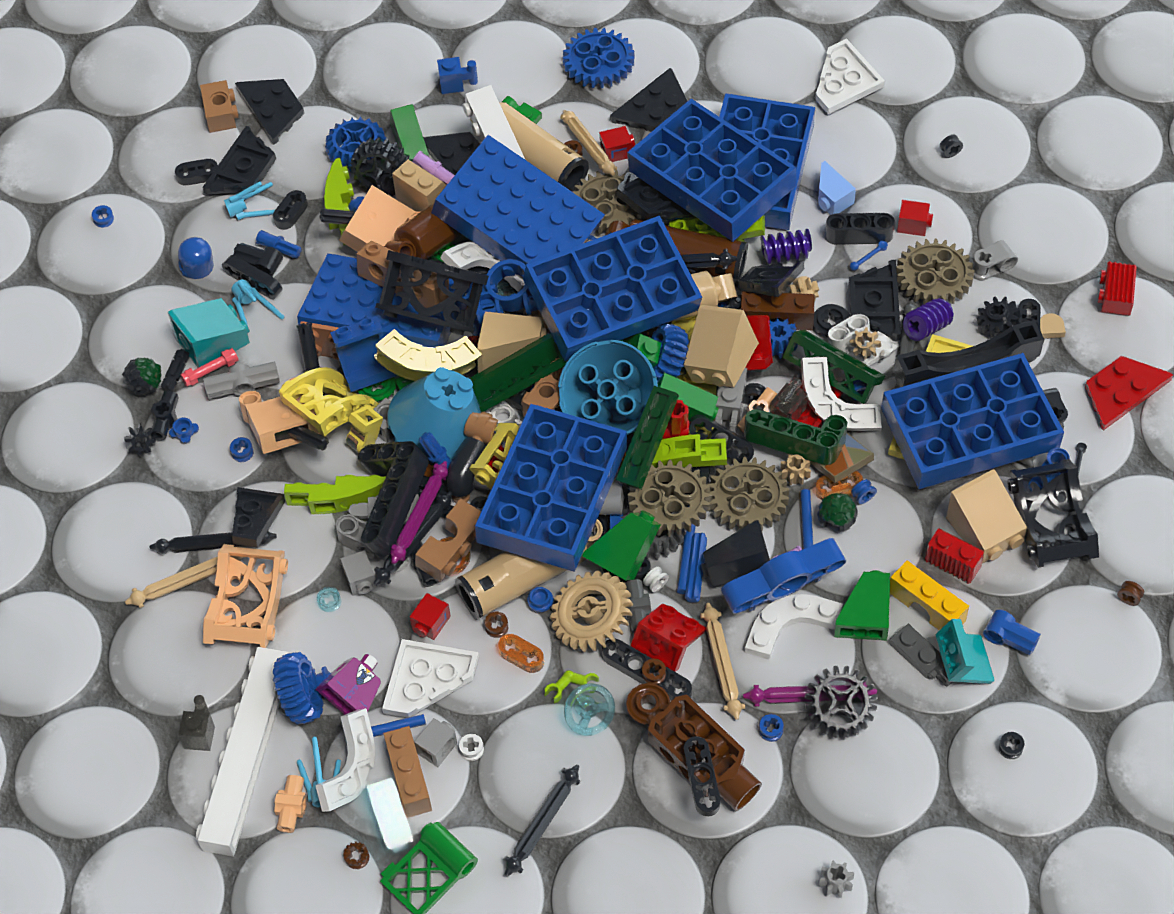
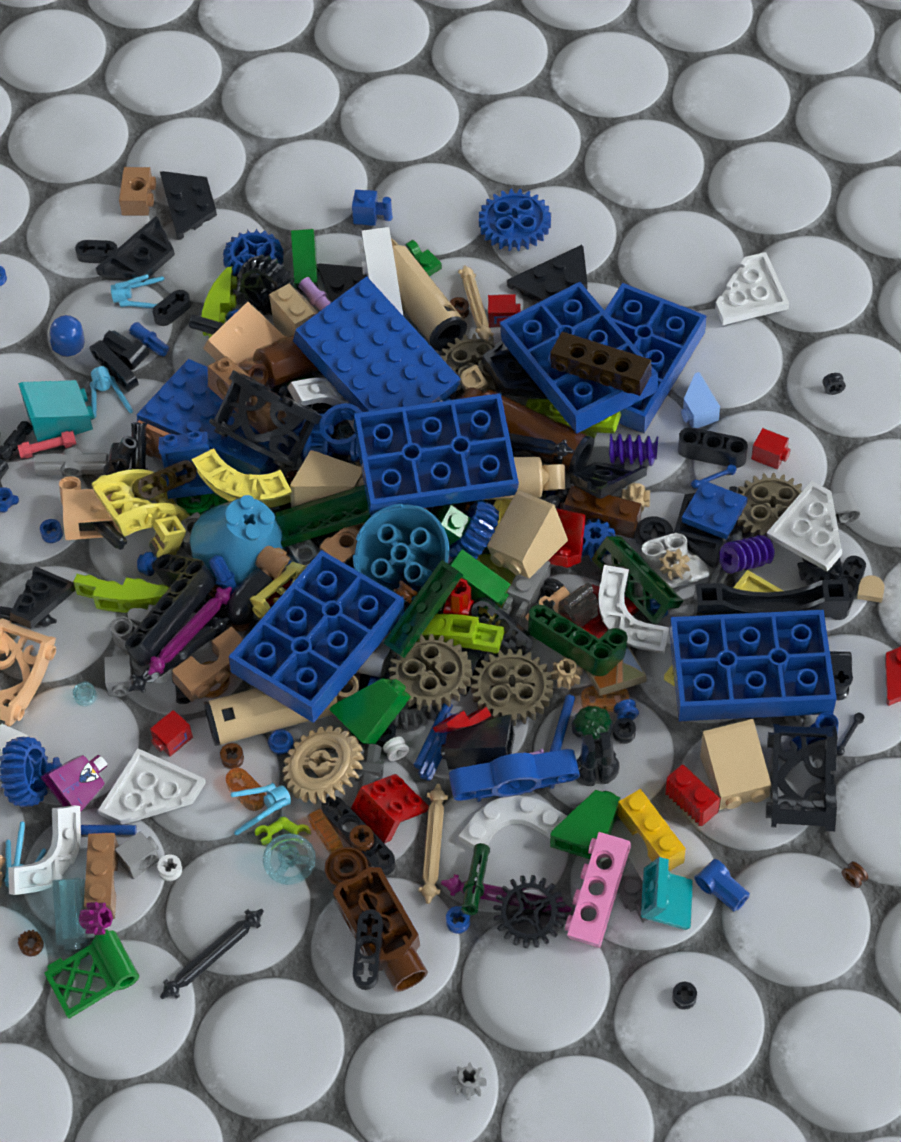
camera: 15 degrees right, 0 degrees up
(292, 360) = (120, 455): none -> black axle
(337, 373) = (154, 478): none -> dark brown beam
(349, 459) = (145, 563): none -> blue plate
(420, 813) = (95, 918): none -> magenta gear
(555, 656) = (274, 800): none -> medium azure plant
(613, 212) = (472, 378): none -> tan tile
(614, 674) = (324, 830): none -> clear orange beam
(625, 424) = (405, 591): none -> reddish brown bush
(713, 536) = (461, 720): none -> red slope
(741, 169) = (600, 363): none -> dark brown brick
(779, 691) = (470, 900): none -> dark green pin
(857, 541) = (597, 753): none -> black piece
(863, 505) = (625, 737): none -> black bush
(883, 285) = (714, 509): none -> blue plate
(906, 623) = (593, 931): none -> bright pink brick
(981, 281) = (810, 527): none -> white plate

